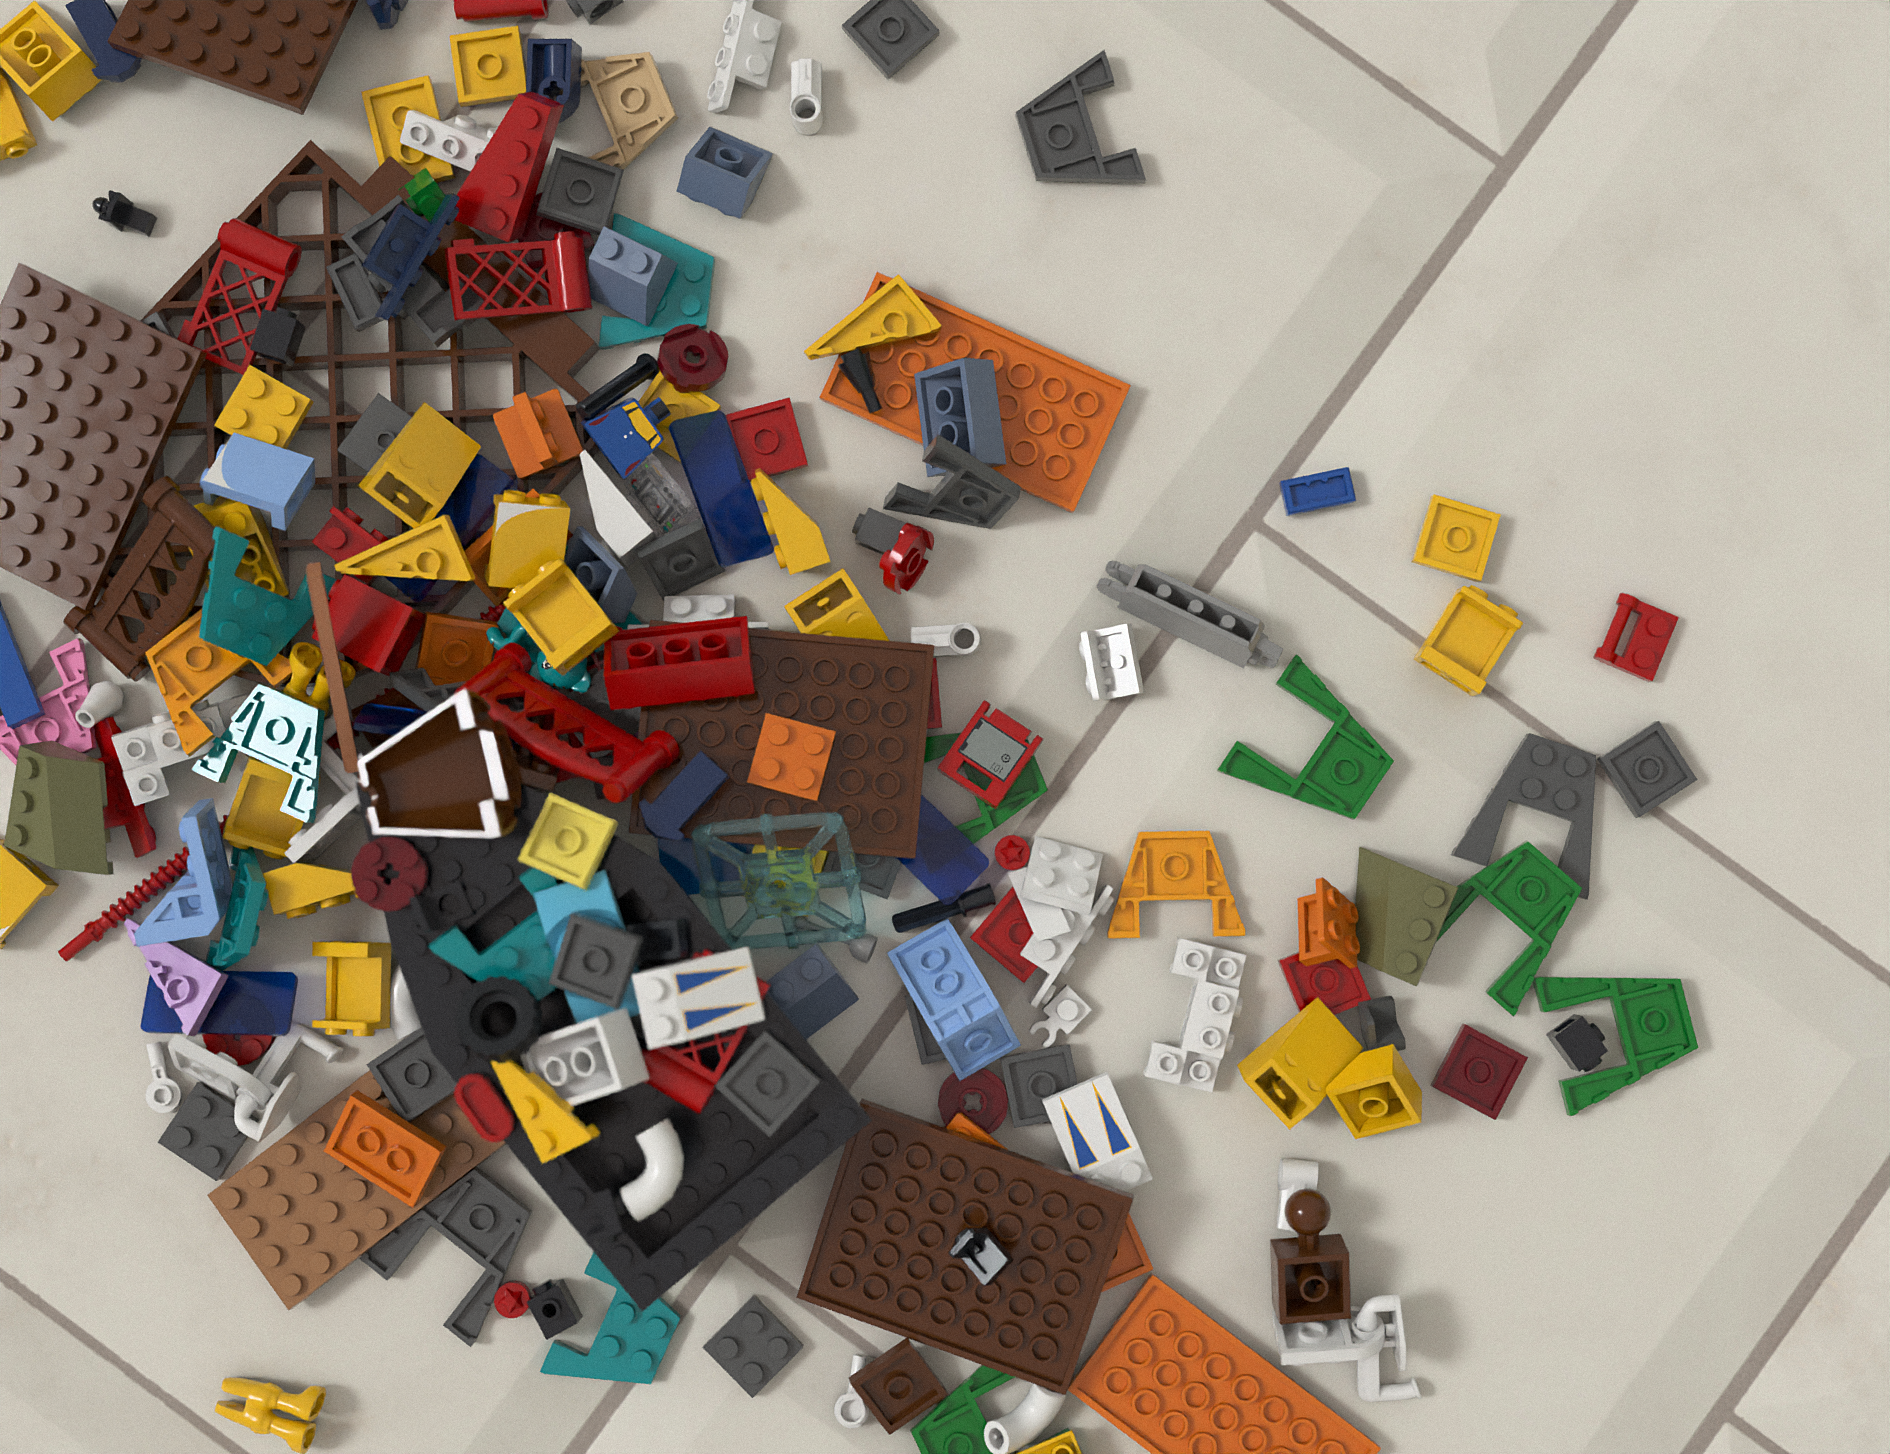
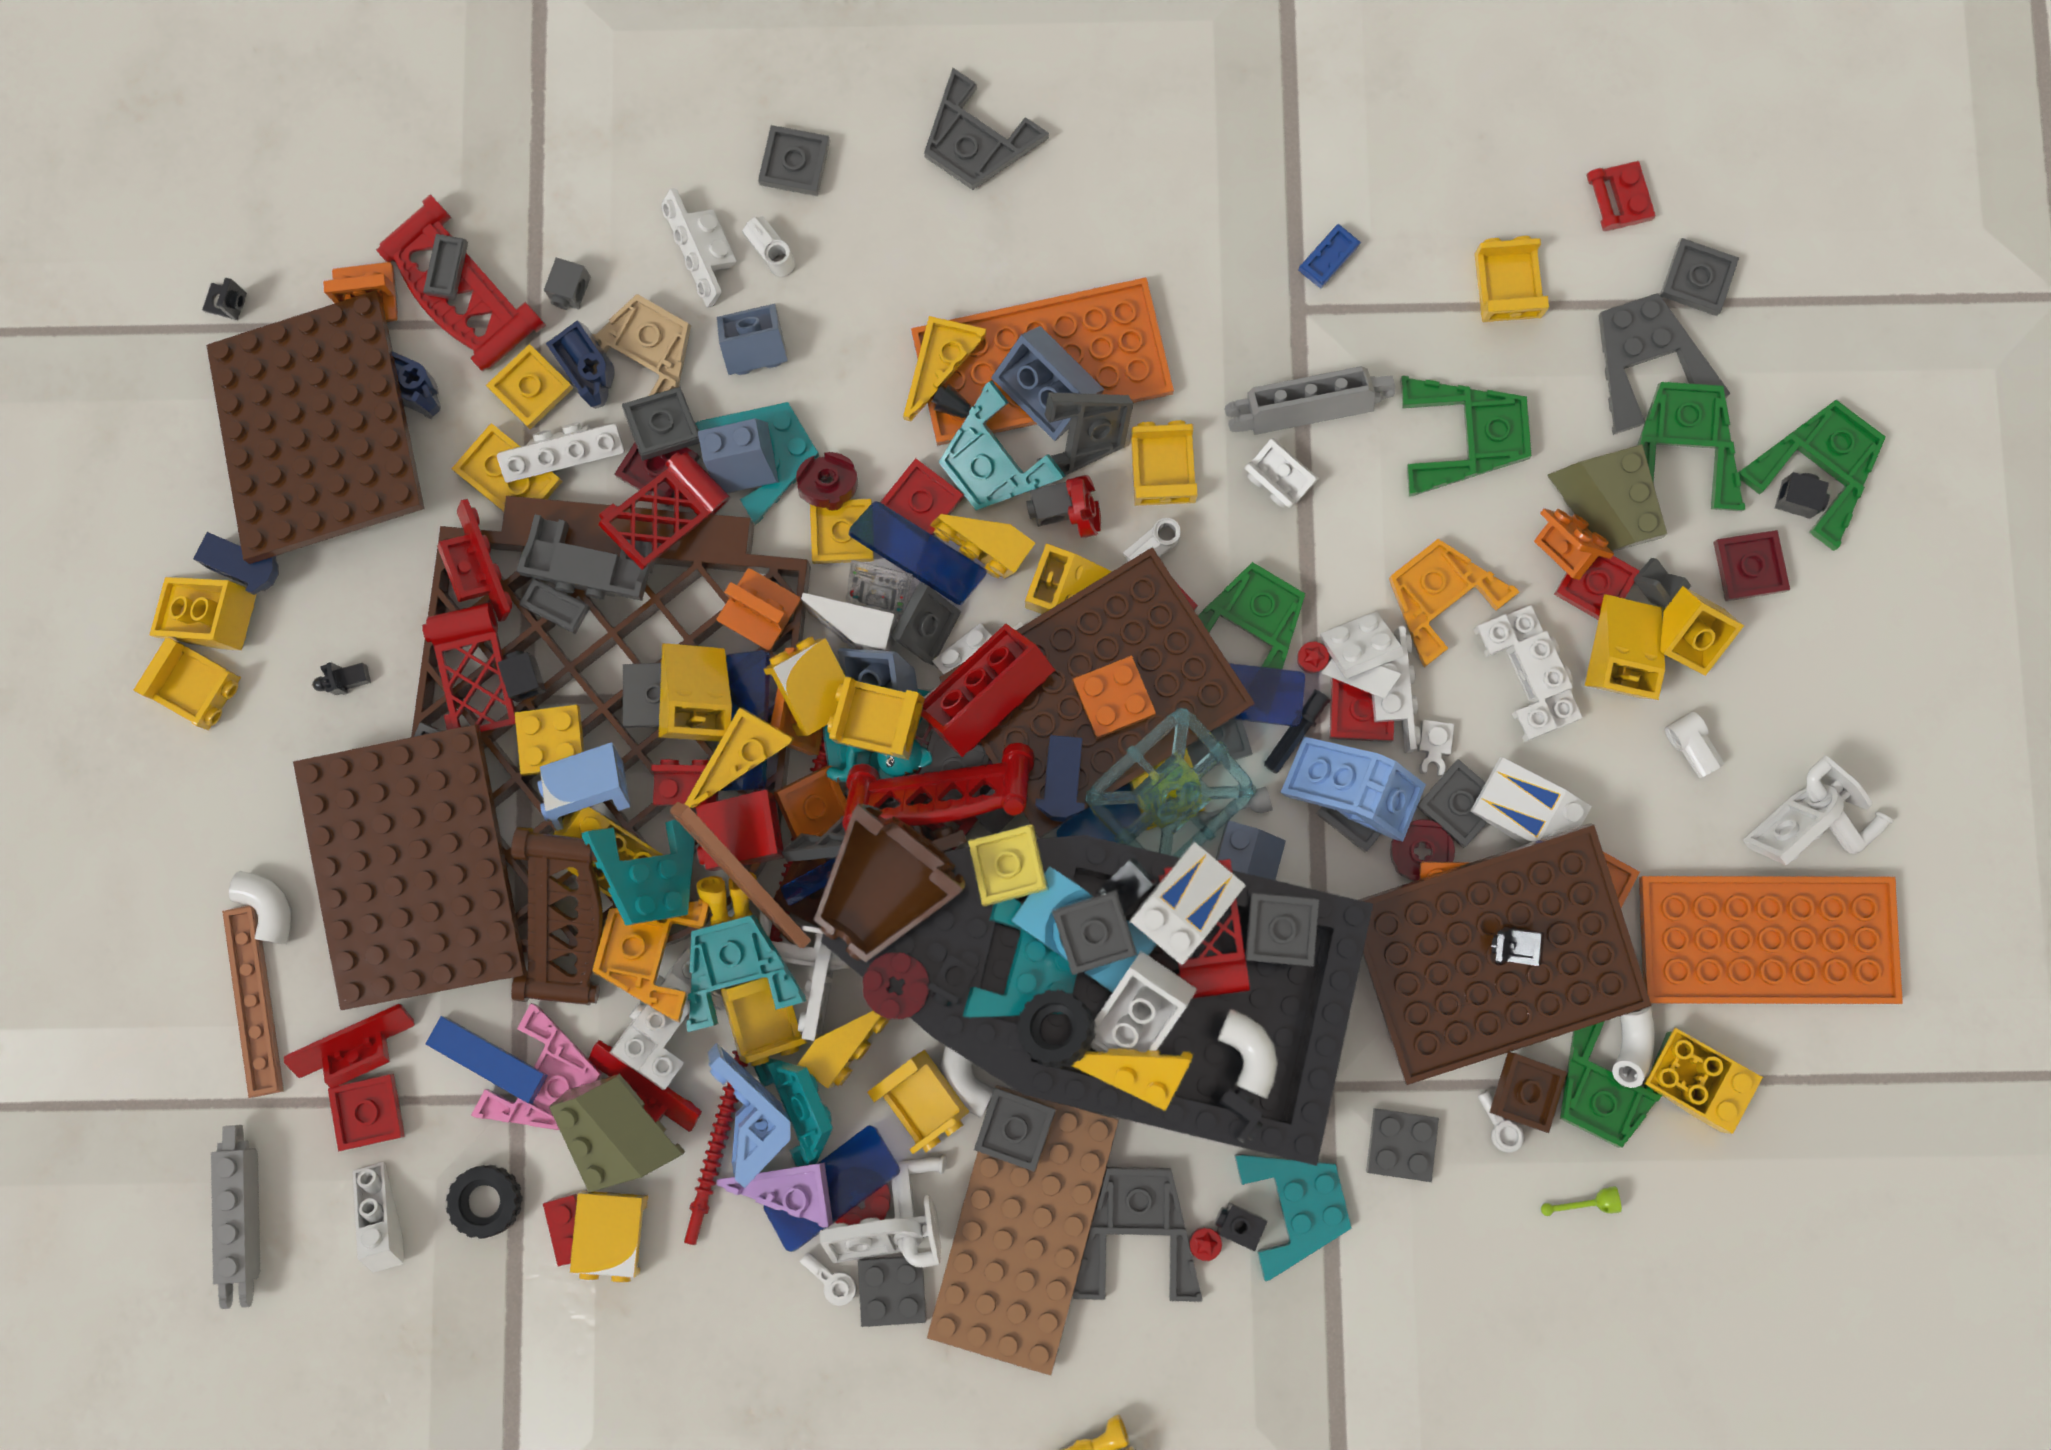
camera: 30 degrees left, 5 degrees down
(100, 703) = (582, 1037): white cone -> none
(307, 198) = (471, 566): none -> red bracket
(385, 1148) = (1034, 1199): orange plate -> none
(402, 249) = (569, 544): dark blue bracket -> none
(424, 194) = (555, 503): green brick -> none
(484, 1107) = (1092, 1103): red tile -> none
(508, 172) = (601, 441): red wedge -> none
(627, 433) = (822, 563): blue torso -> none
(644, 368) = (797, 514): black axle -> none
(845, 453) = (982, 464): none -> teal wing
(995, 749) = (1244, 591): container -> none
(1013, 572) = (1163, 463): none -> yellow panel
(1309, 1270) = (1751, 789): reddish brown brick -> none
(1456, 538) = (1448, 218): yellow plate -> none

